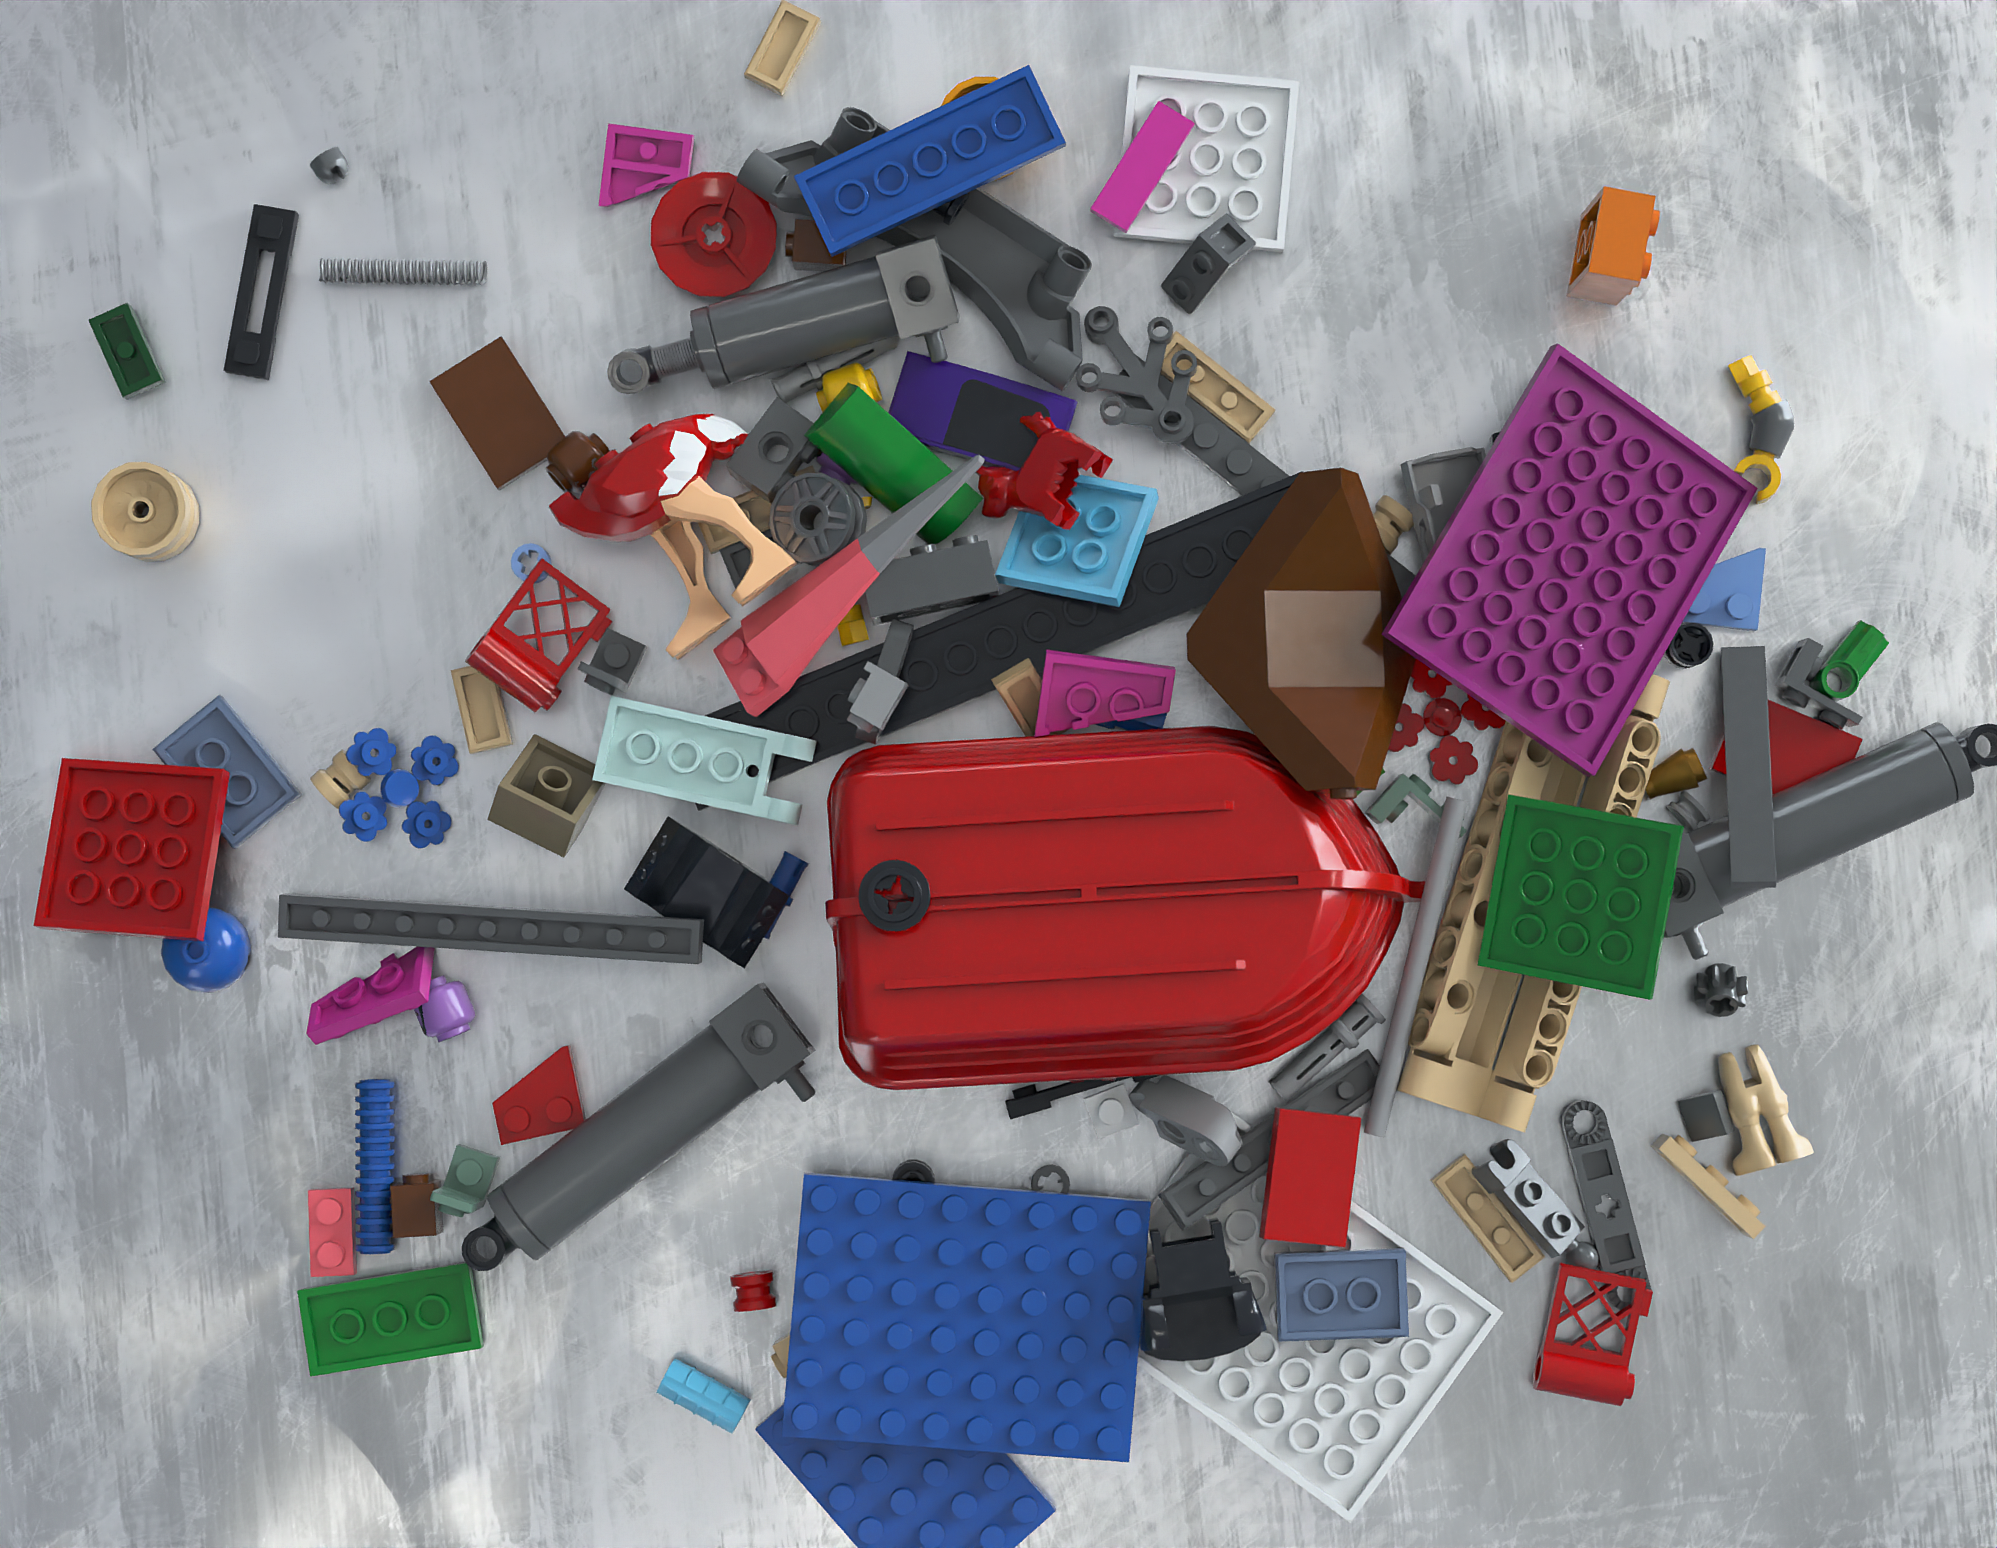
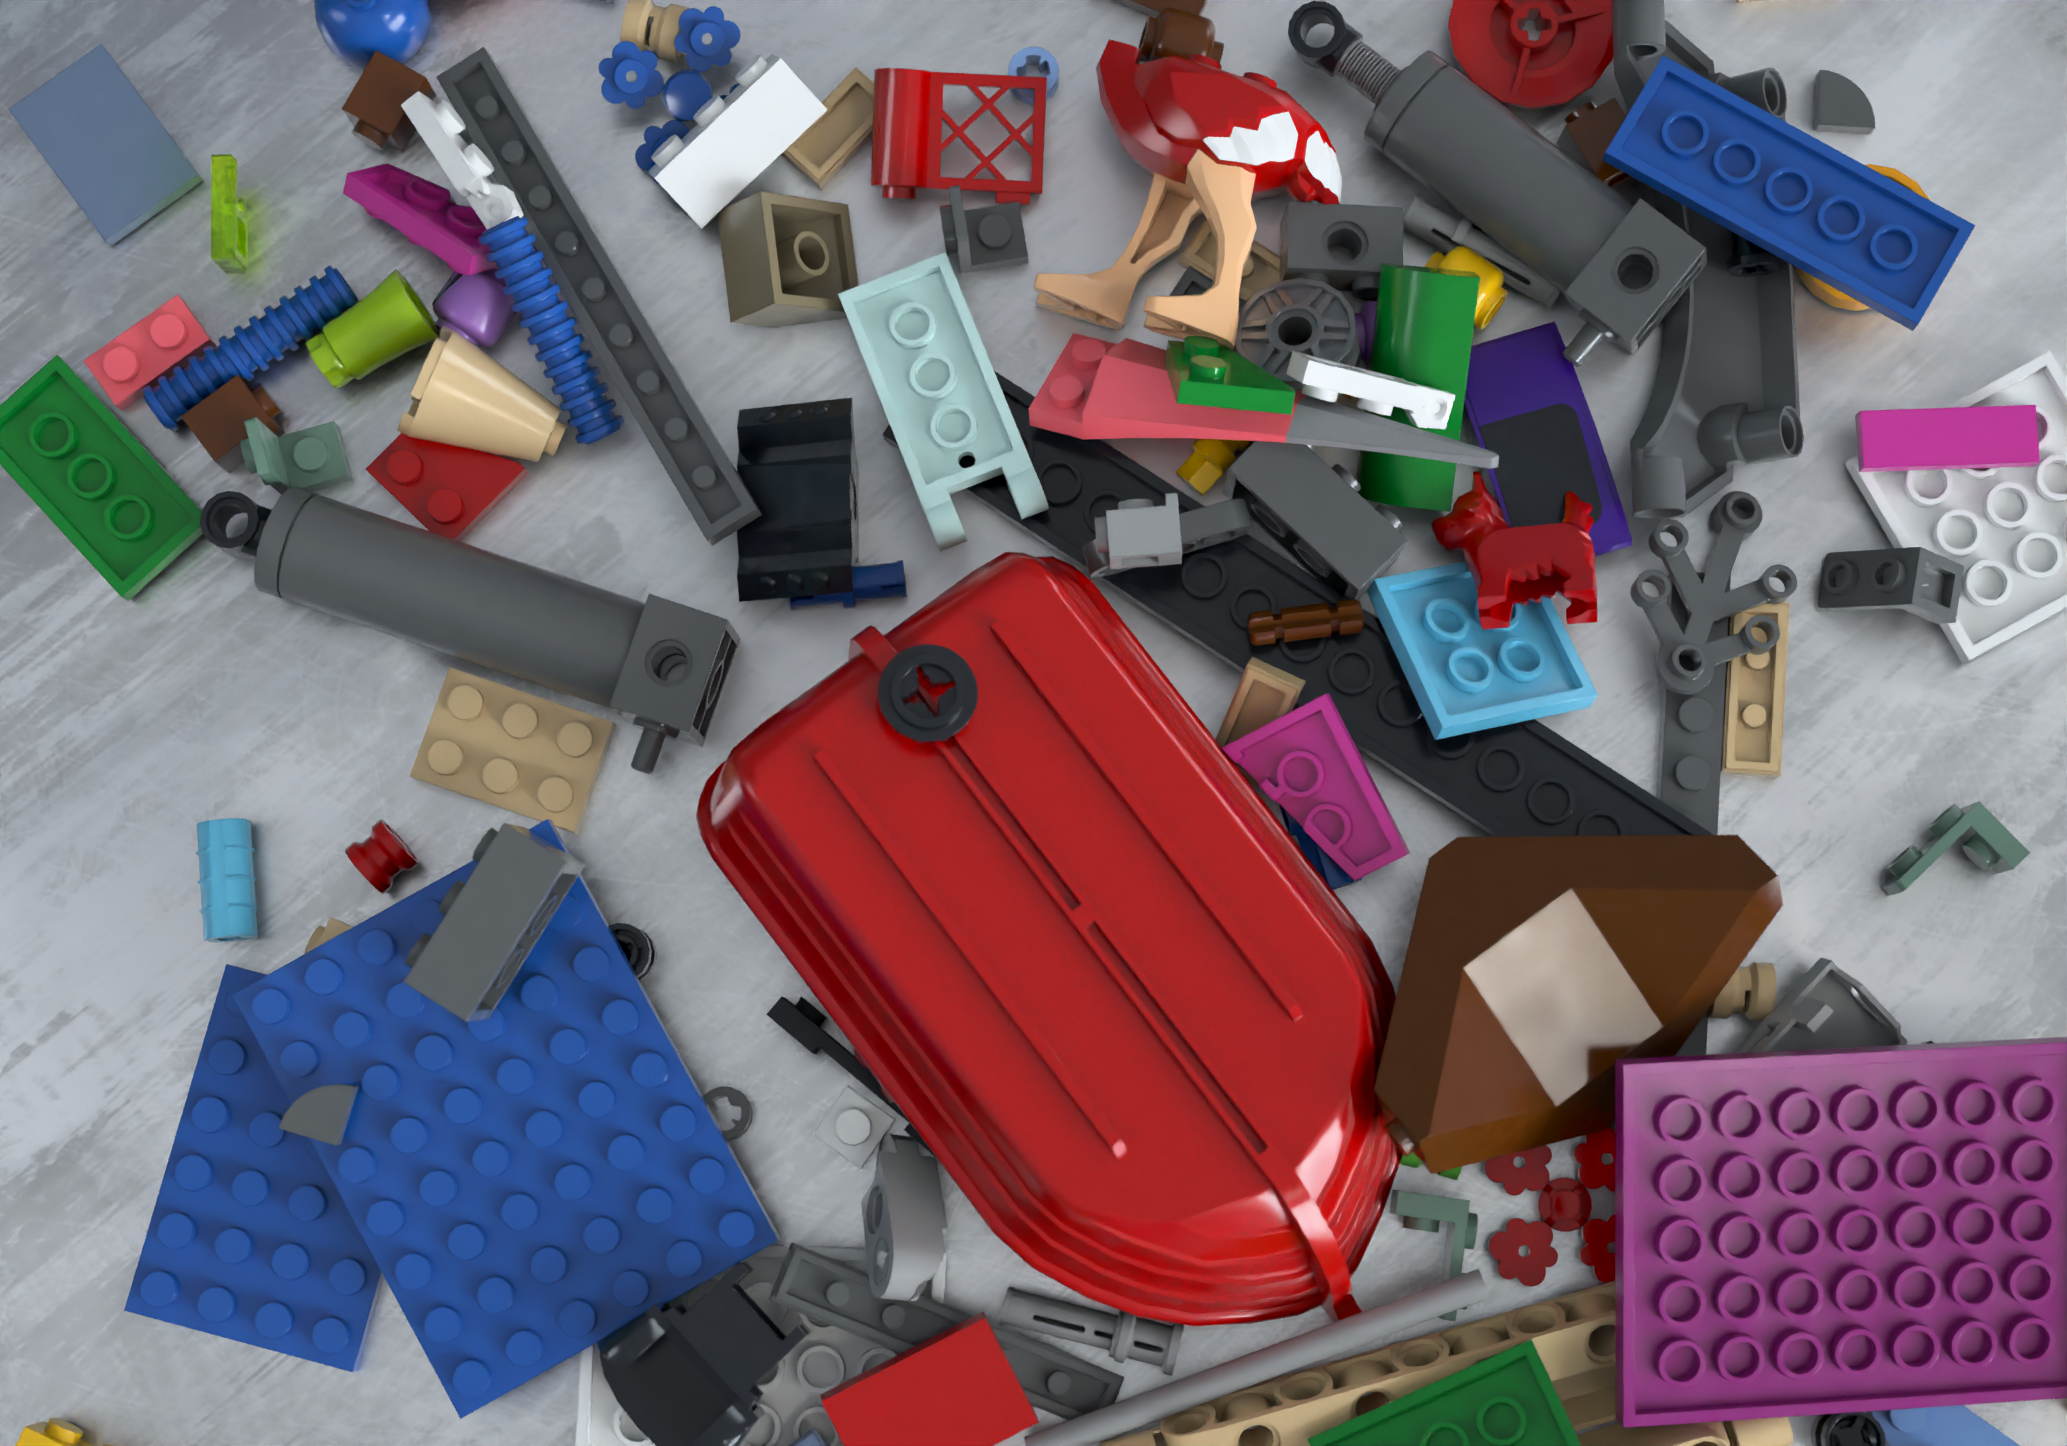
camera: 60 degrees right, 5 degrees down
(176, 1174) = (105, 145): none -> sand blue tile
(274, 979) = (377, 100): none -> reddish brown brick
(280, 1126) = (228, 217): none -> clear neon green tile
(351, 957) = (462, 163): none -> white hinge
(417, 1083) = (373, 332): none -> lime plant
(449, 777) = (735, 138): none -> white brick
(495, 972) = (551, 330): none -> blue piece
(510, 1047) = (479, 404): none -> tan cone
(740, 1168) = (513, 750): none -> tan plate
(815, 585) = (1221, 378): none -> green wing
(849, 1248) = (491, 922): none -> dark grey brick
(881, 497) = (1376, 391): none -> white hinge
(891, 80) = (1841, 105): none -> dark grey tile
(892, 1427) = (321, 1113): none -> dark grey tile
(992, 633) = (1305, 622): none -> reddish brown axle
(1399, 317) = (1985, 840): none -> sand green bracket

